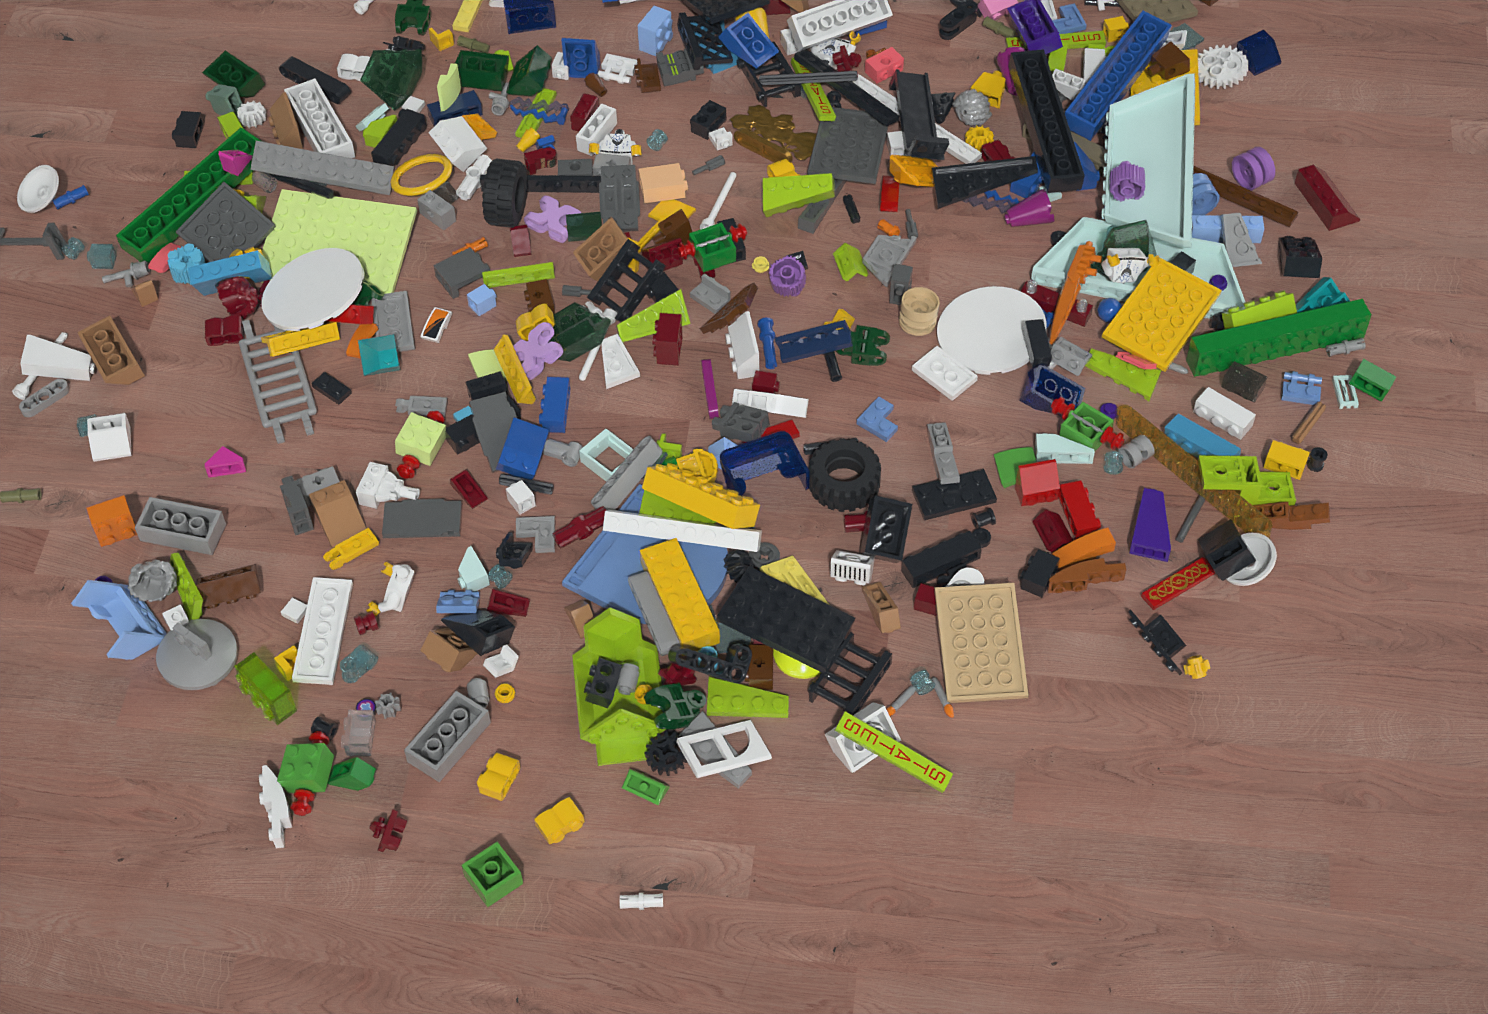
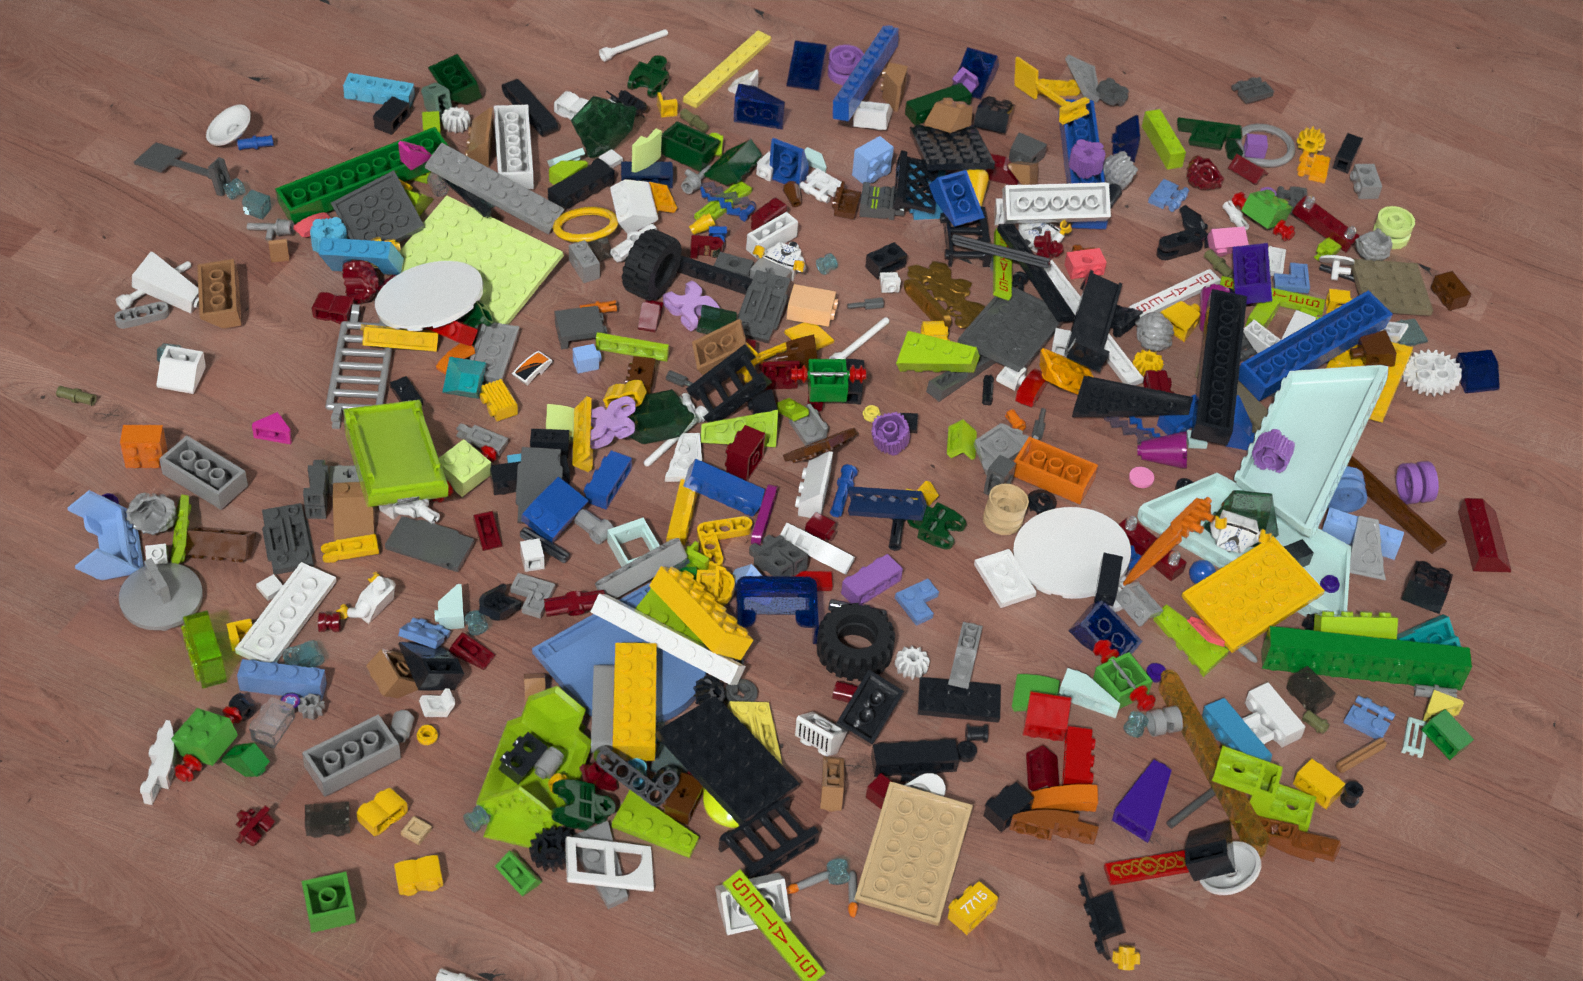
camera: 15 degrees right, 5 degrees down
(162, 109) = (377, 89): none -> medium azure brick
(287, 560) = (287, 538): none -> dark grey piece
(348, 690) = (280, 678): none -> medium blue brick
(354, 447) = (394, 453): none -> lime piece
(420, 365) = (498, 400): none -> yellow brick
(453, 801) = (327, 819): none -> clear smoke brick
(536, 782) = (416, 830): none -> tan tile
(586, 751) = (476, 818): none -> clear light blue wheel
(603, 47) = (815, 159): none -> light aqua tile
(635, 408) = (682, 514): none -> yellow fence
(665, 376) = (724, 487): none -> blue brick
(674, 422) = (712, 537): none -> yellow beam
(690, 284) = (792, 409): none -> lime plate
(831, 415) = (871, 580): none -> medium lavender brick
(868, 191) = (1011, 378): none -> white bracket
(900, 476) = (912, 662): none -> white gear
(945, 261) = (1054, 470): none -> orange brick
(945, 288) = (1045, 497): none -> black gear
(975, 66) = (1177, 293): none -> white tile
(1019, 242) = (1141, 477): none -> bright pink piece
(1050, 671) = (972, 907): none -> yellow brick
(1223, 432) = (1262, 732): none -> white bracket
(1260, 407) = (1316, 722): none -> olive pin
(1354, 355) = (1440, 702): none -> light yellow slope

